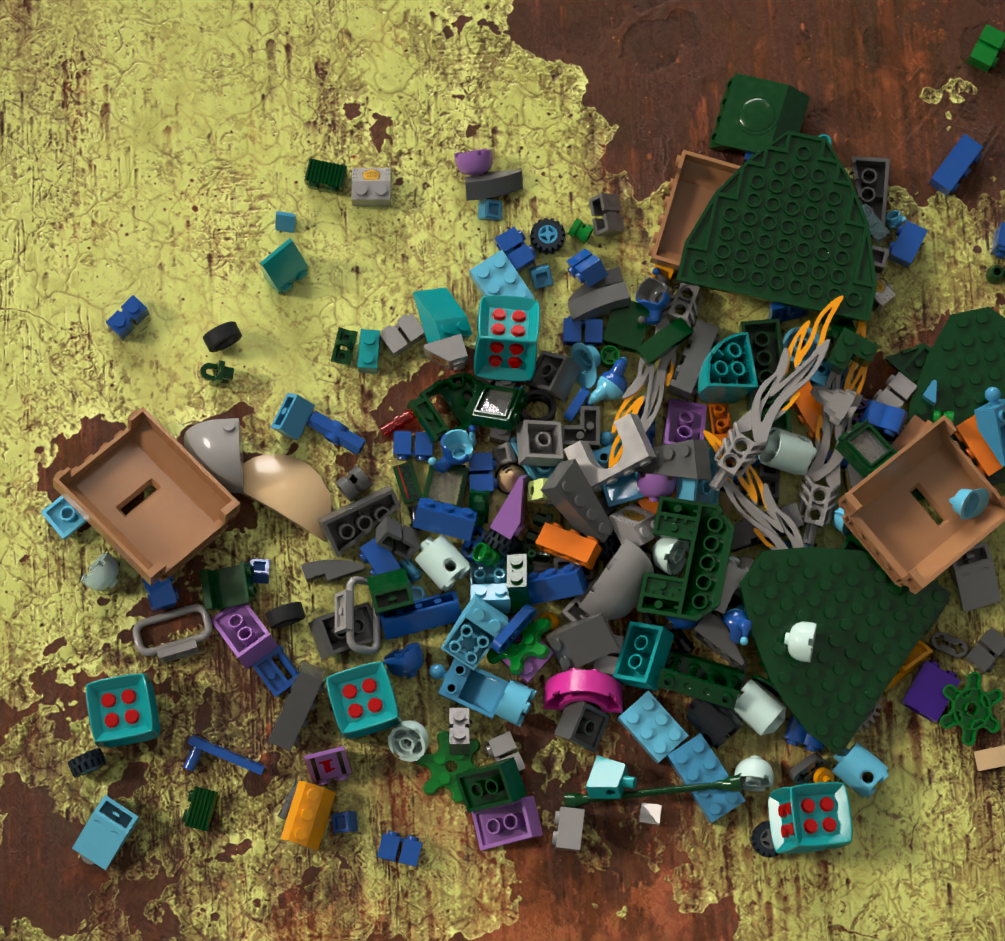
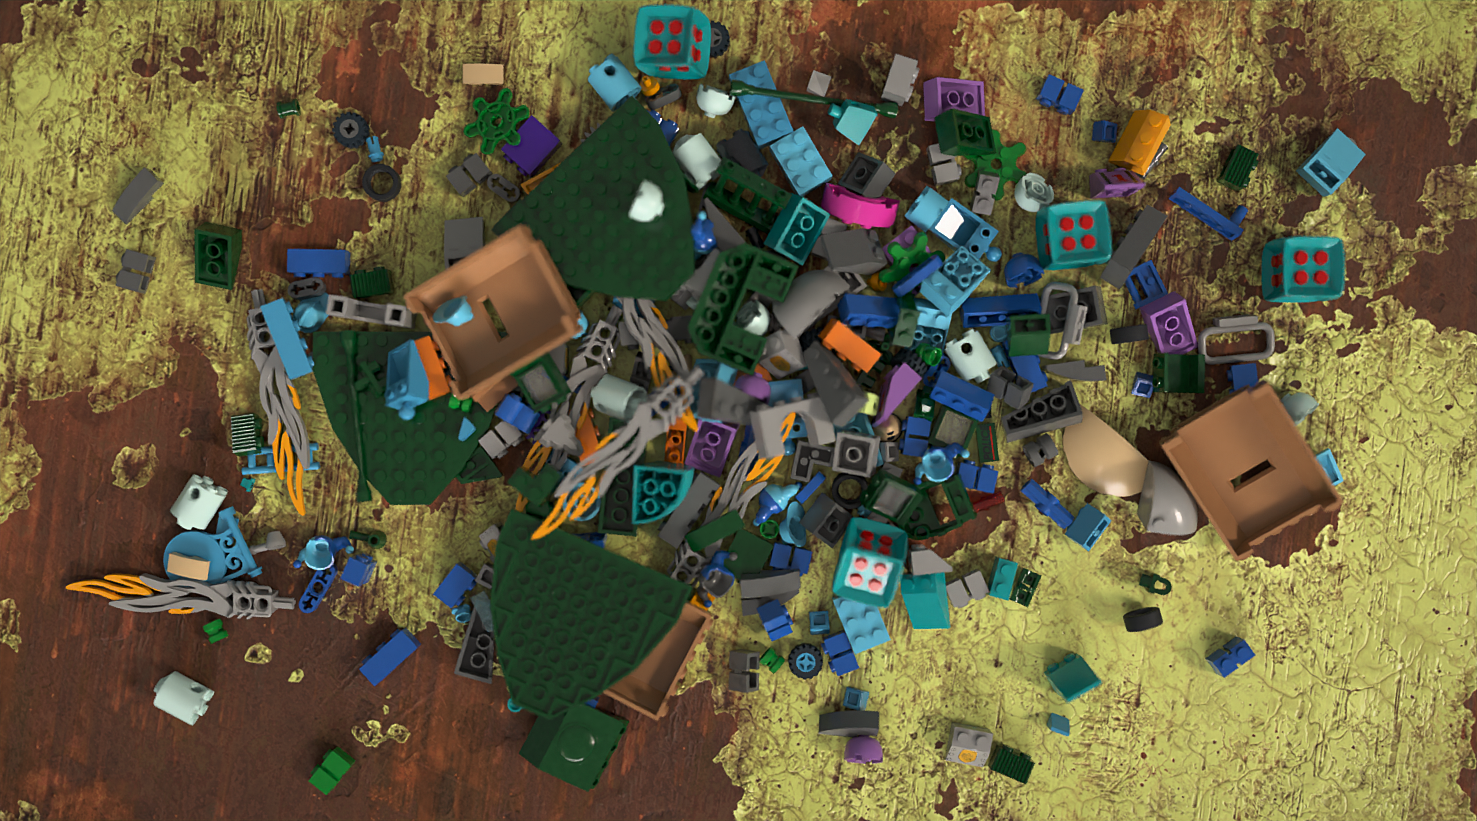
camera: 165 degrees left, 10 degrees up
(87, 762) = (1341, 229): black wheel -> none

